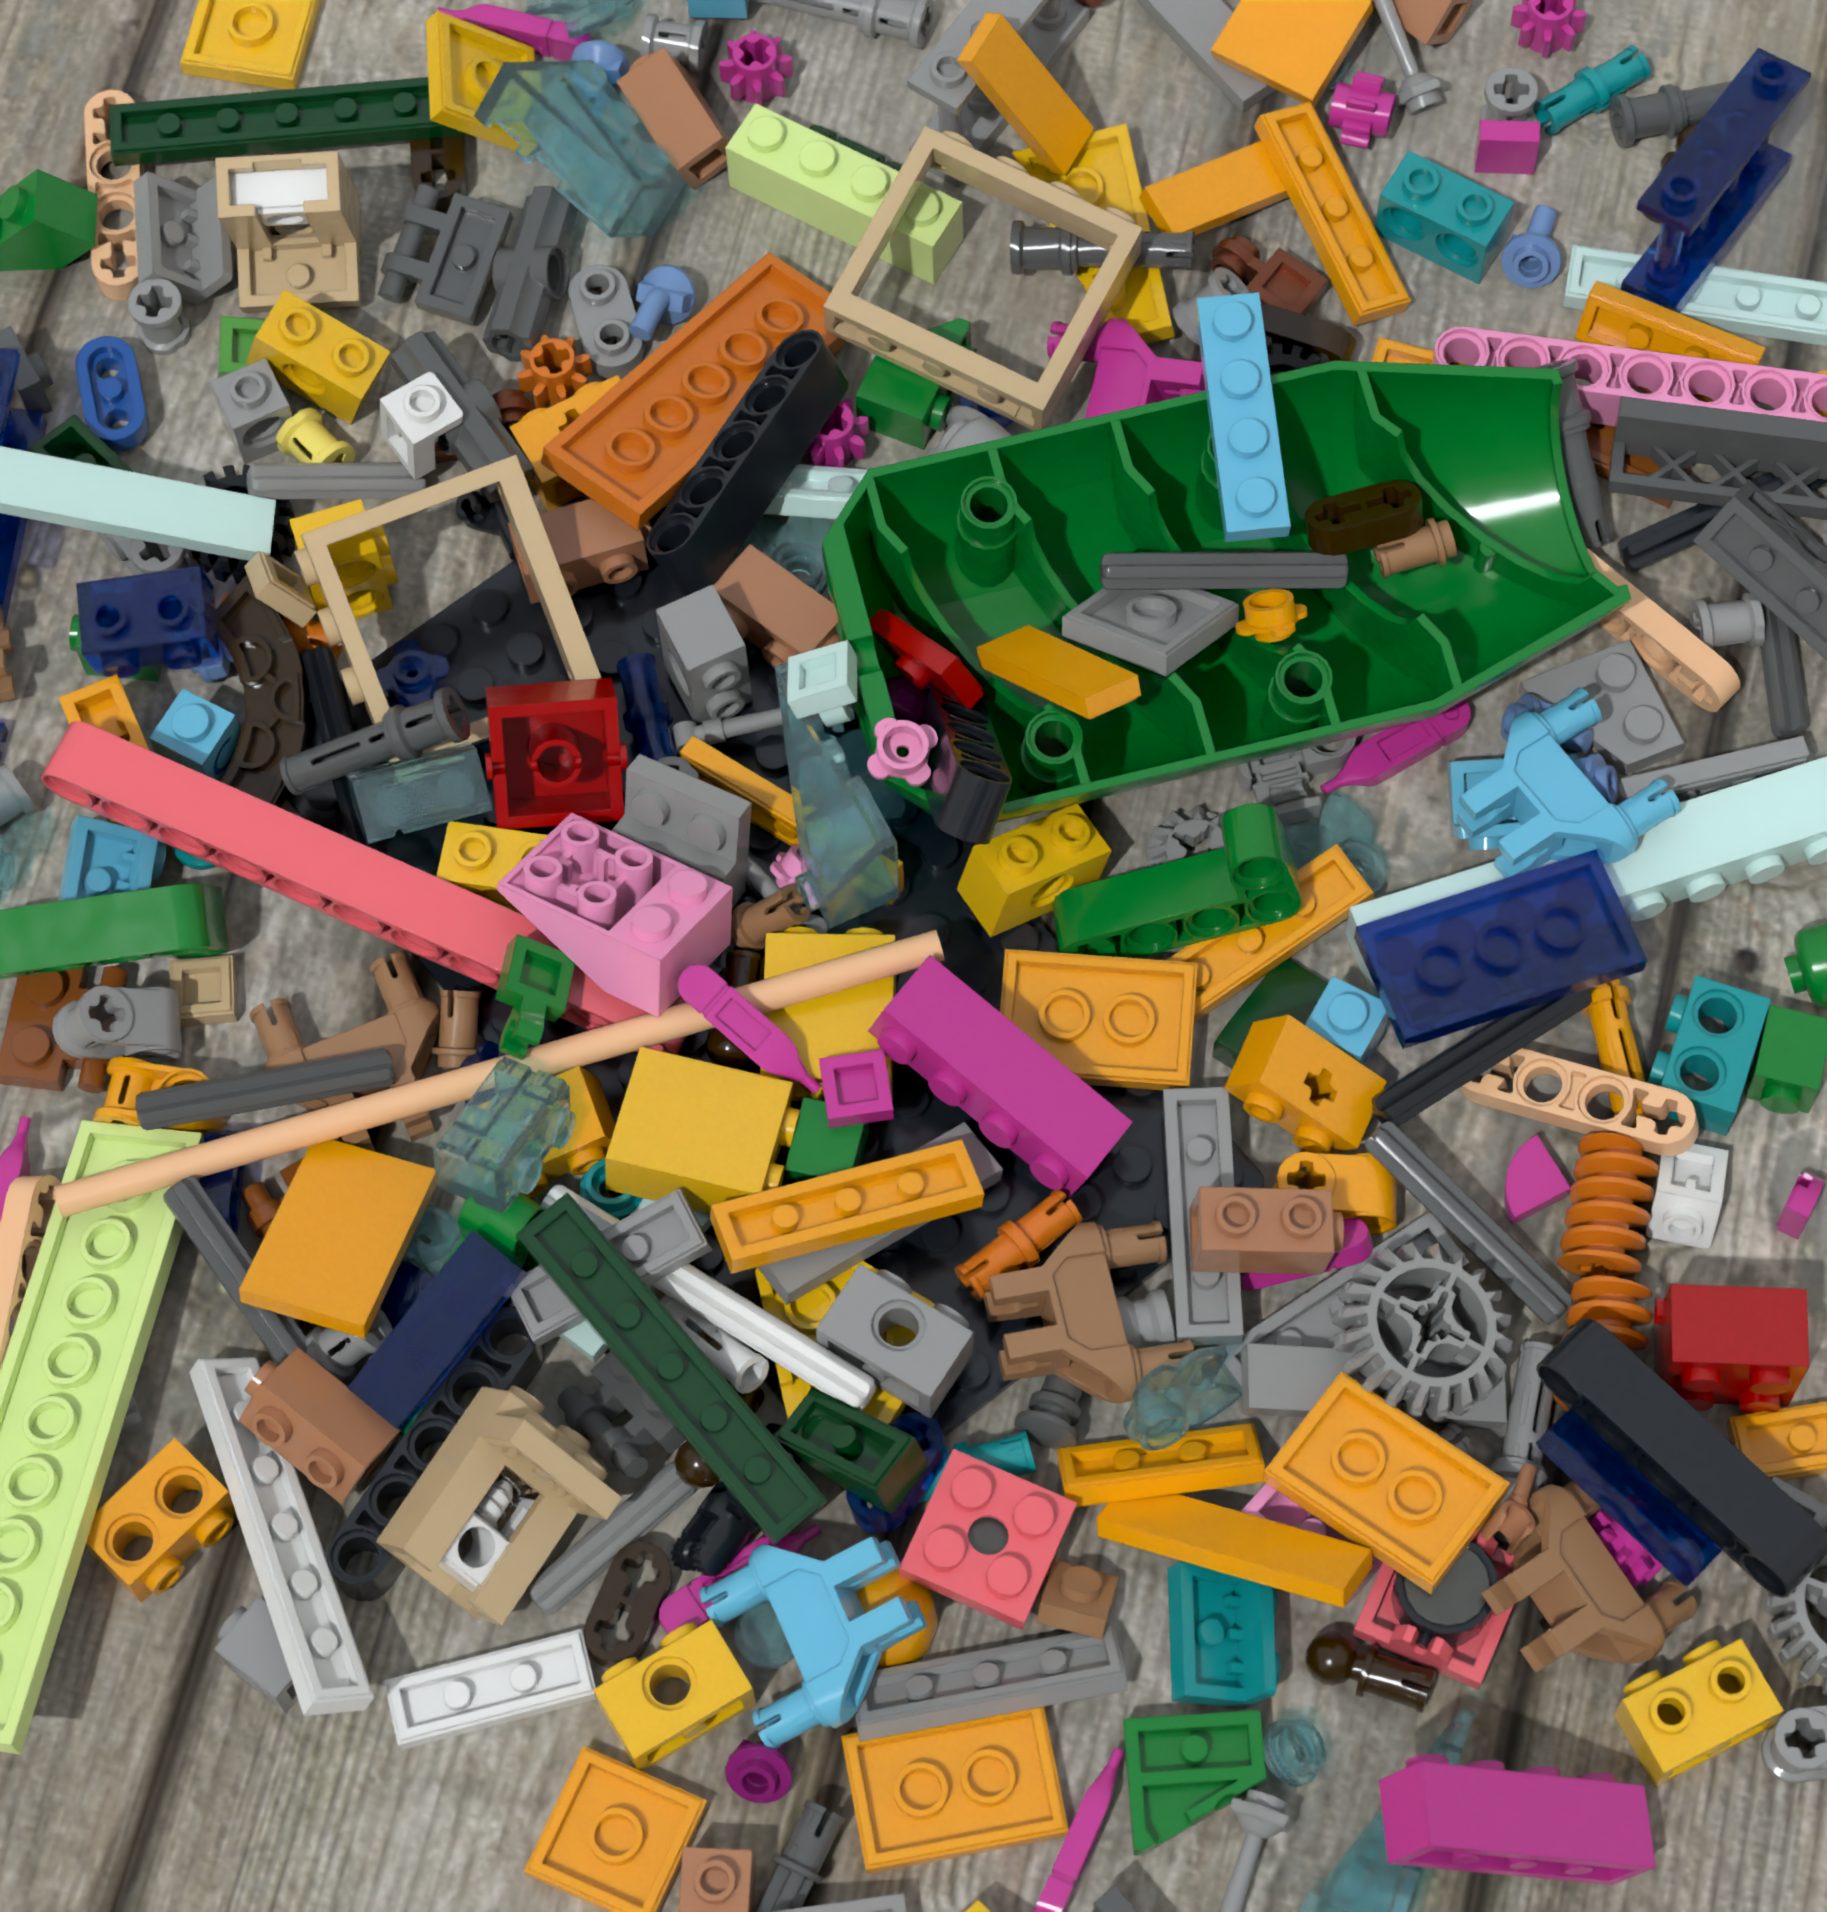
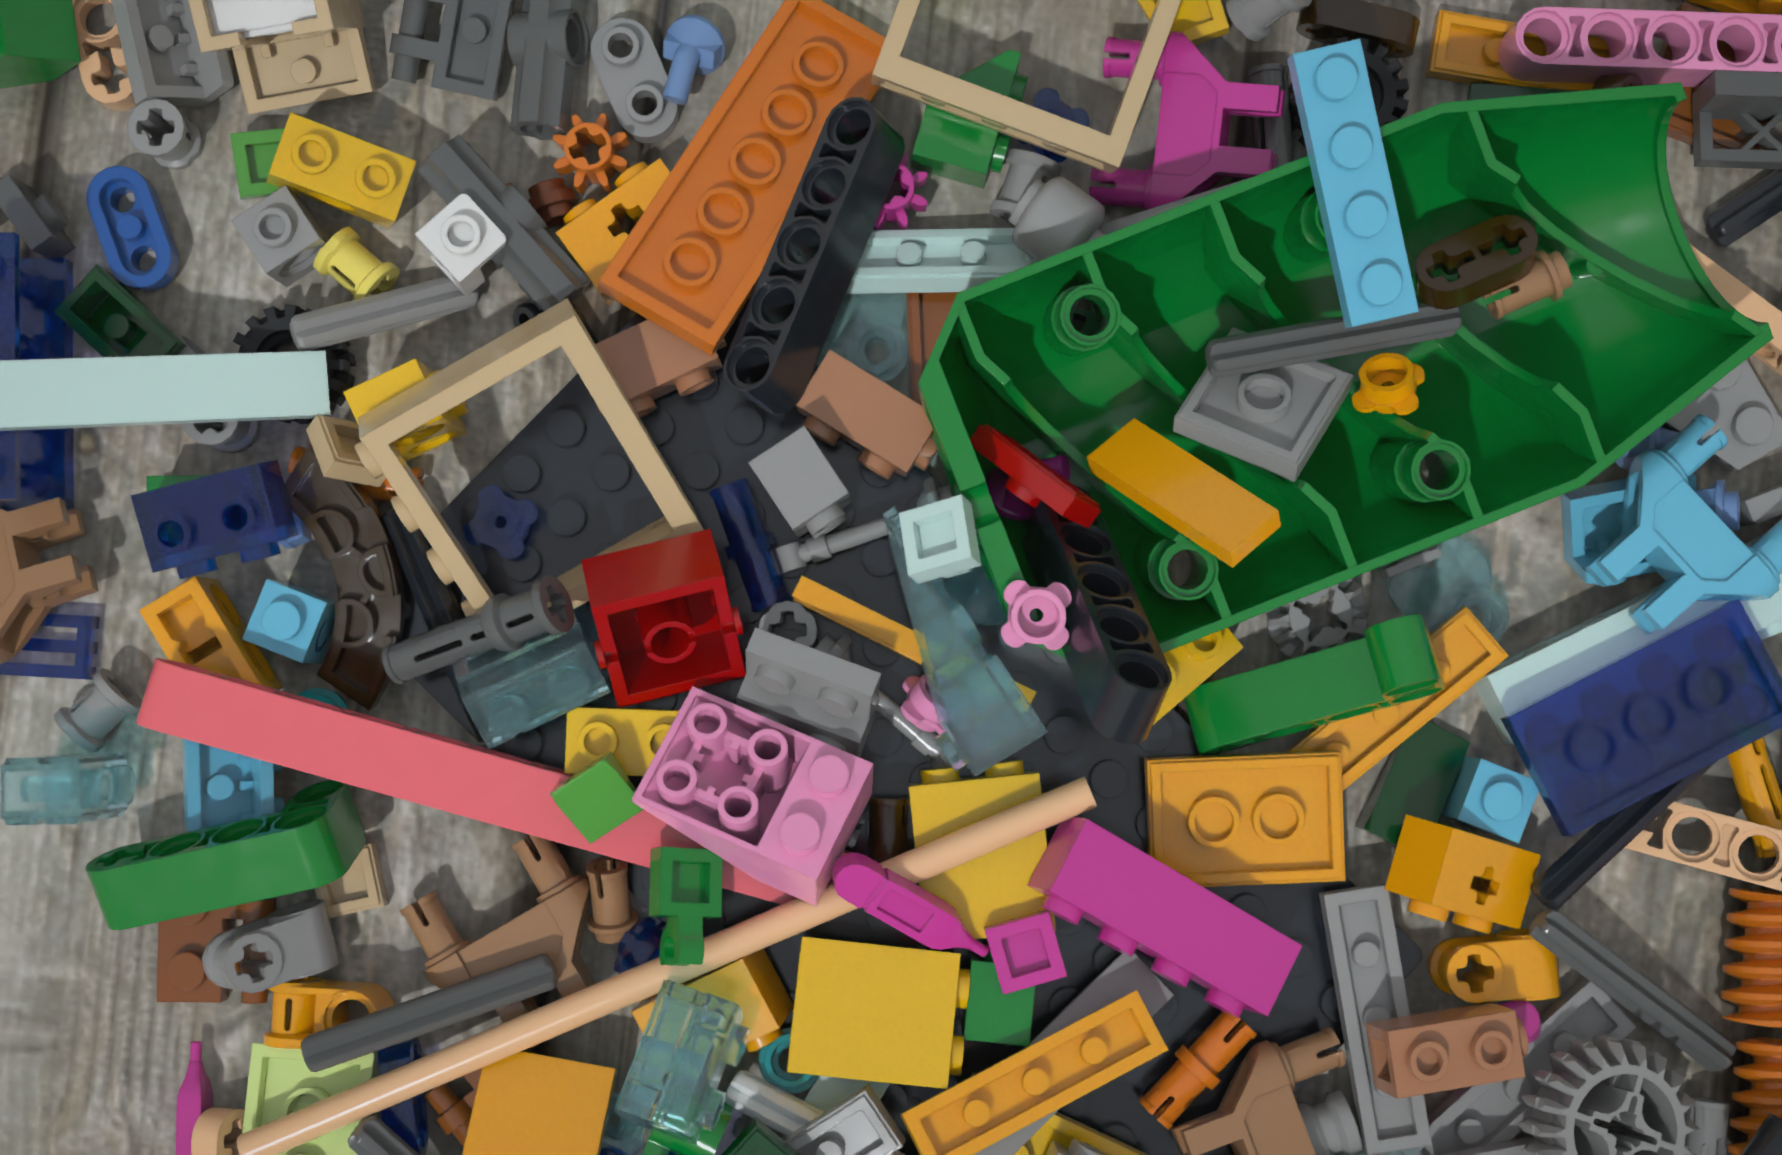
camera: 10 degrees left, 20 degrees up
(464, 890) = (597, 797): none -> bright green slope
(769, 915) = (904, 758): medium nougat pin -> none
(1532, 1181) = (1682, 924): dark pink tile -> none
(1577, 459) = (1655, 64): dark grey pin -> none

